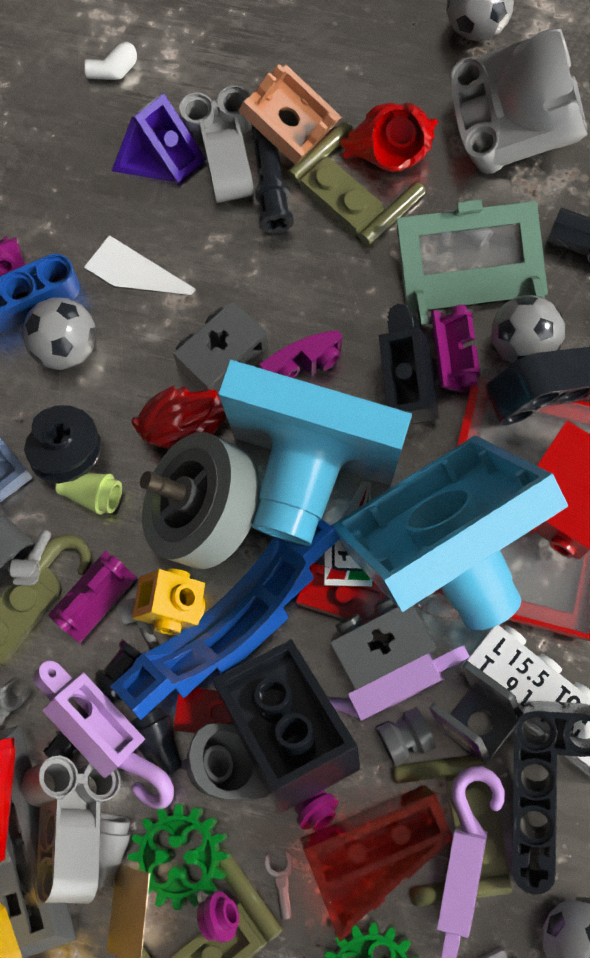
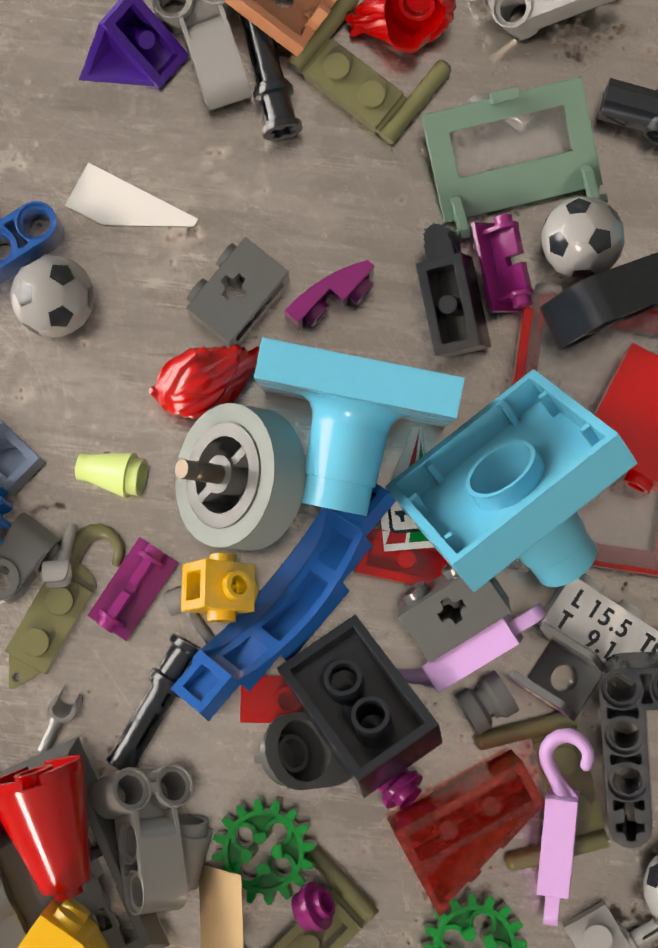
camera: 10 degrees left, 10 degrees up
(62, 444) = (72, 405): black piece -> none
(104, 736) = (171, 740): lavender piece -> none
(159, 740) = (225, 738): black cone -> none
(281, 885) = (372, 865): light grey hand -> none

